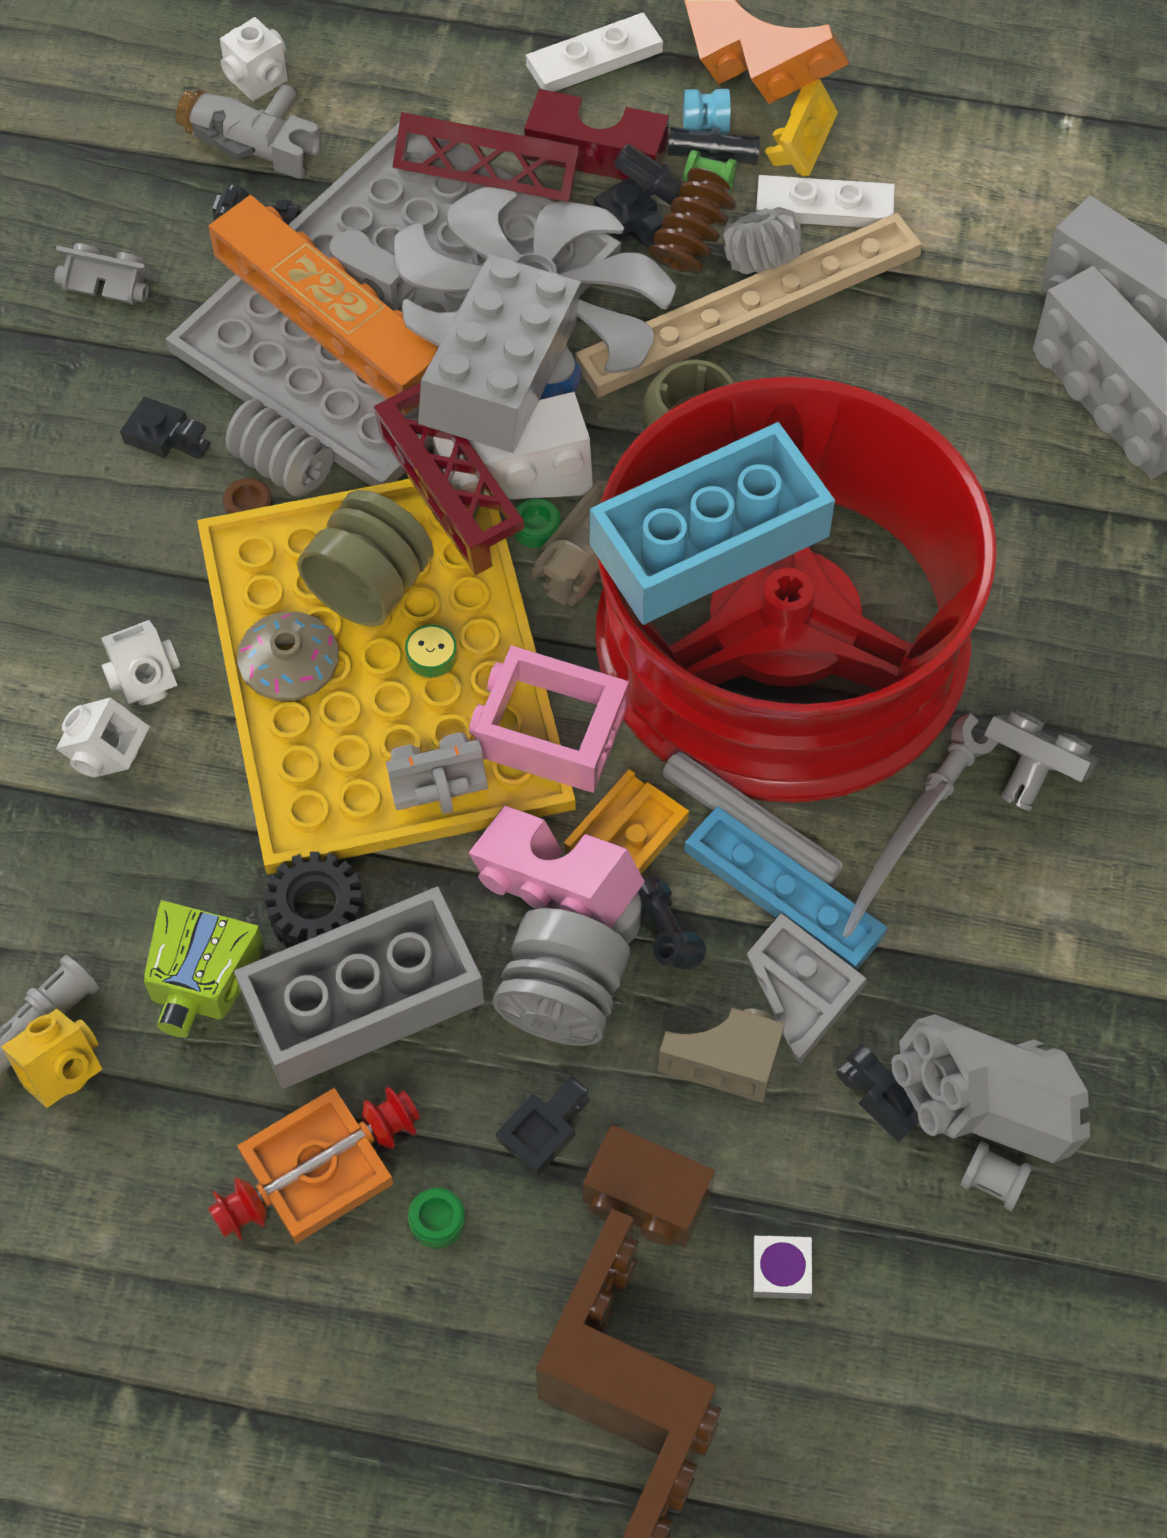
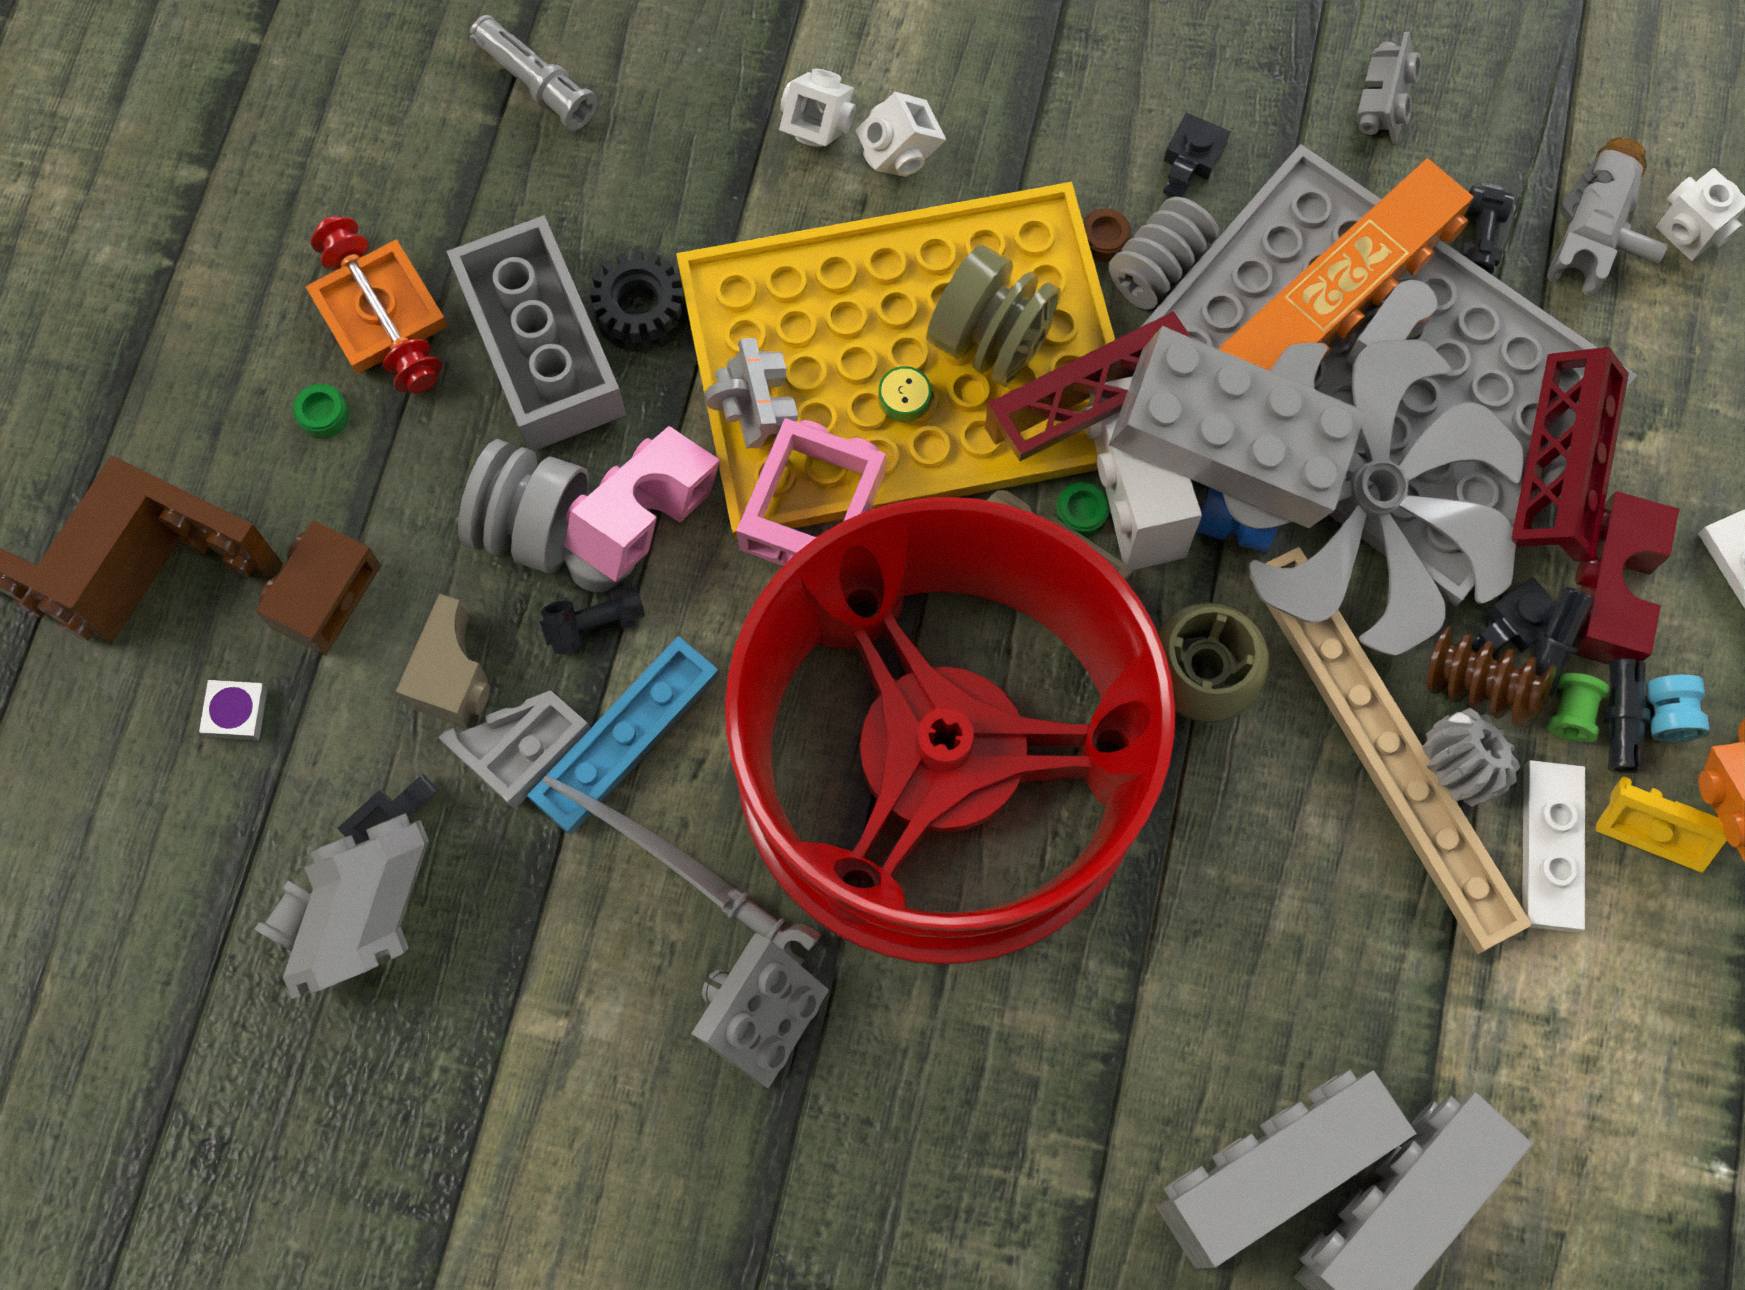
camera: 90 degrees right, 10 degrees up
(53, 1056) = (491, 87): yellow brick -> none
(195, 964) = (582, 200): lime torso -> none
(291, 672) = (901, 284): dark tan dish -> none
(541, 1130) = (390, 496): black plate -> none
(633, 818) = (700, 584): light orange plate -> none
(710, 522) = (942, 596): medium azure brick -> none
(715, 792) = (682, 738): light grey axle -> none

